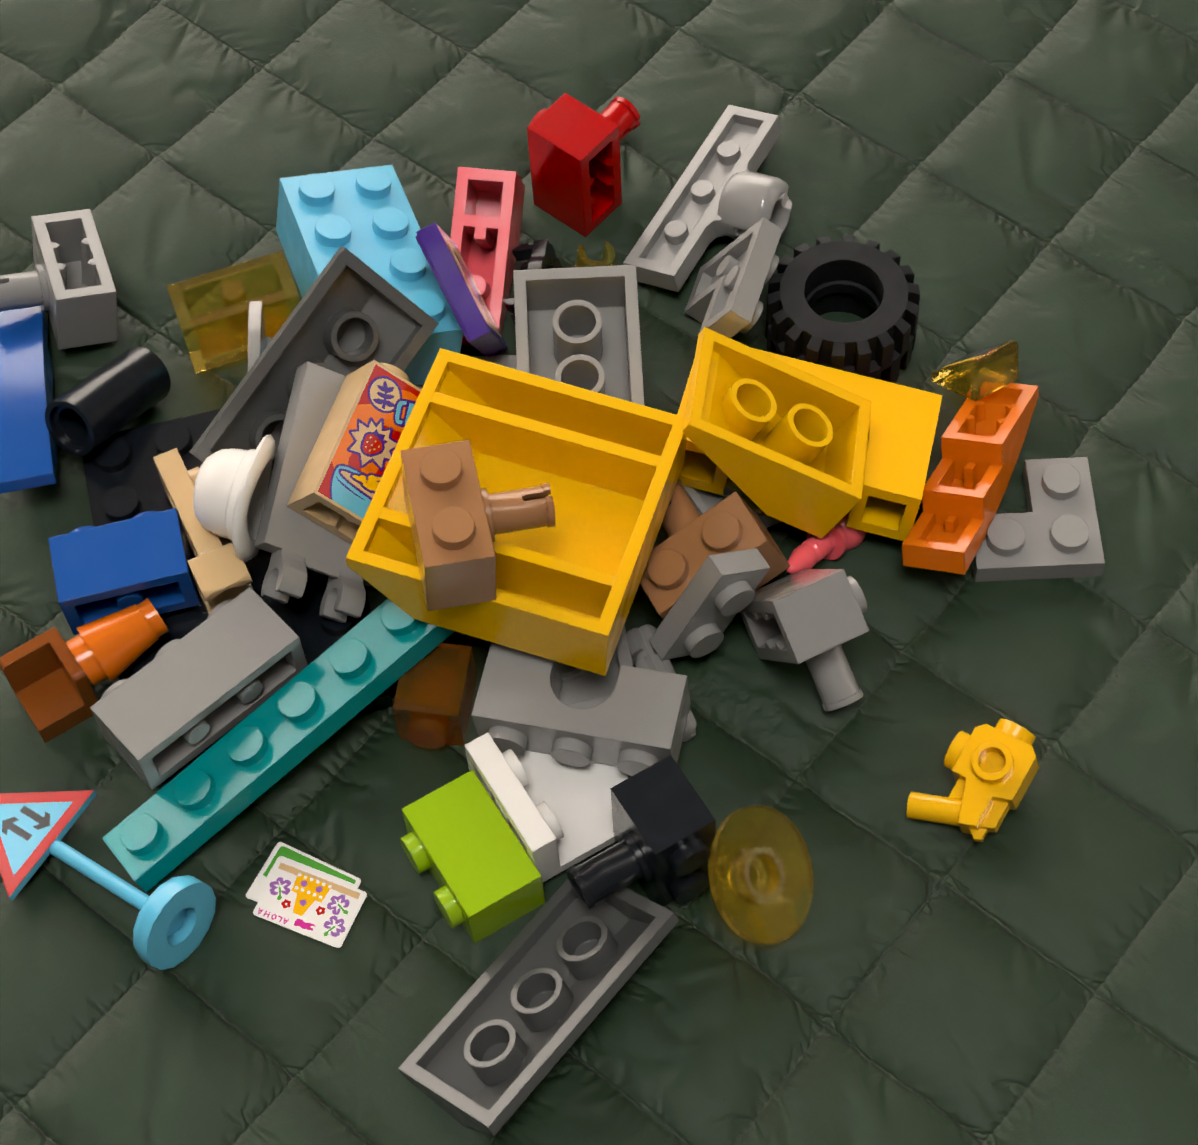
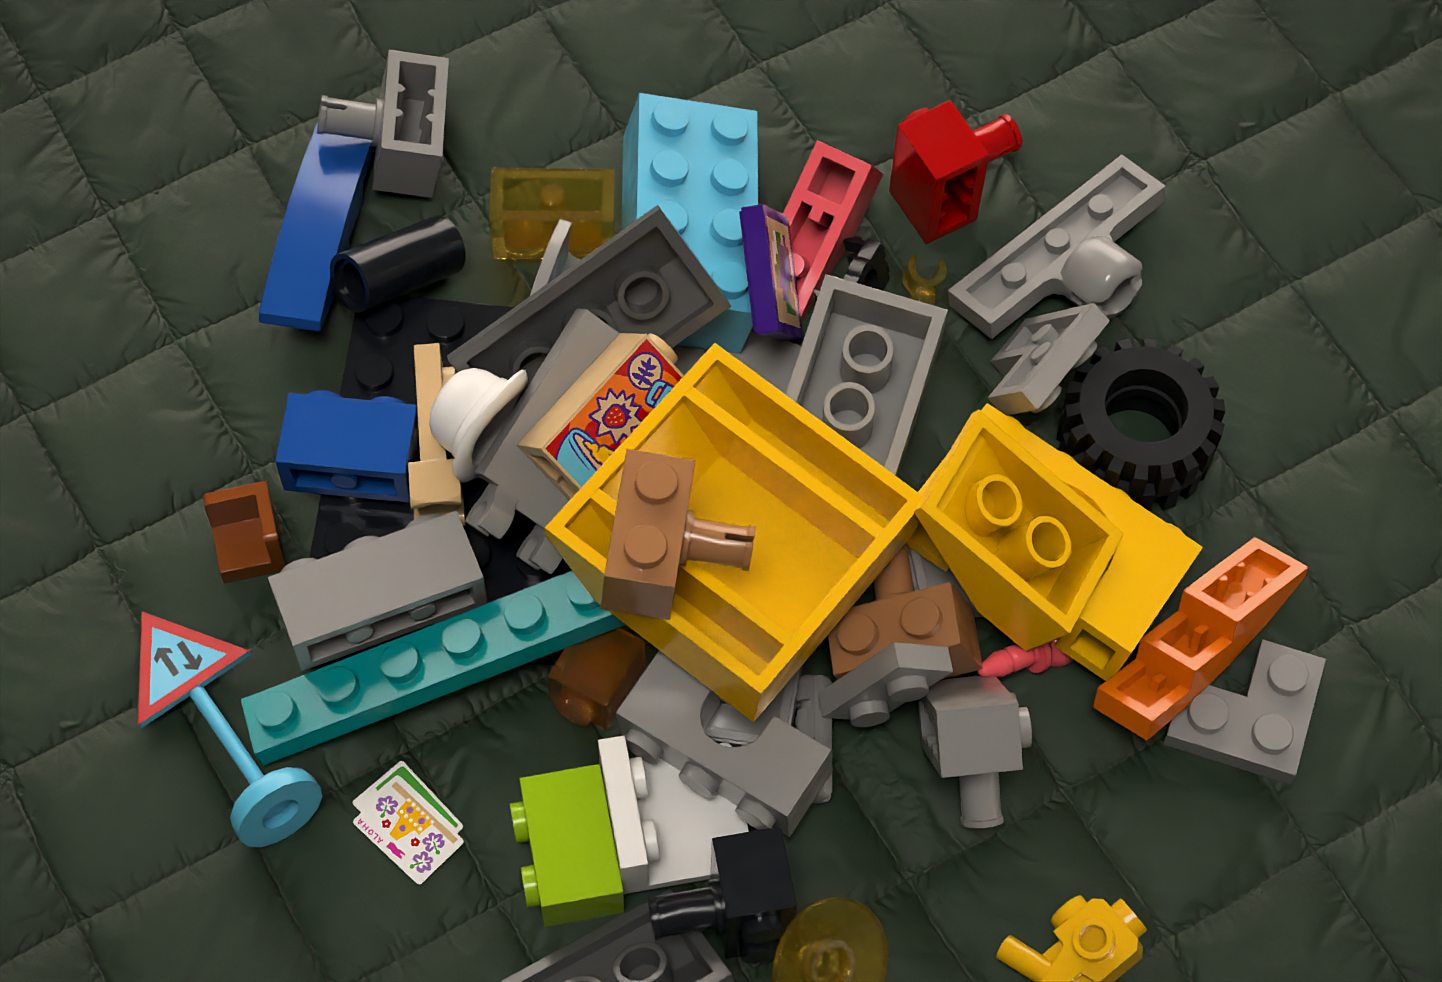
camera: 15 degrees right, 5 degrees up
(116, 640) = (317, 514): orange cone -> none
(980, 371) = (1255, 531): clear yellow slope -> none

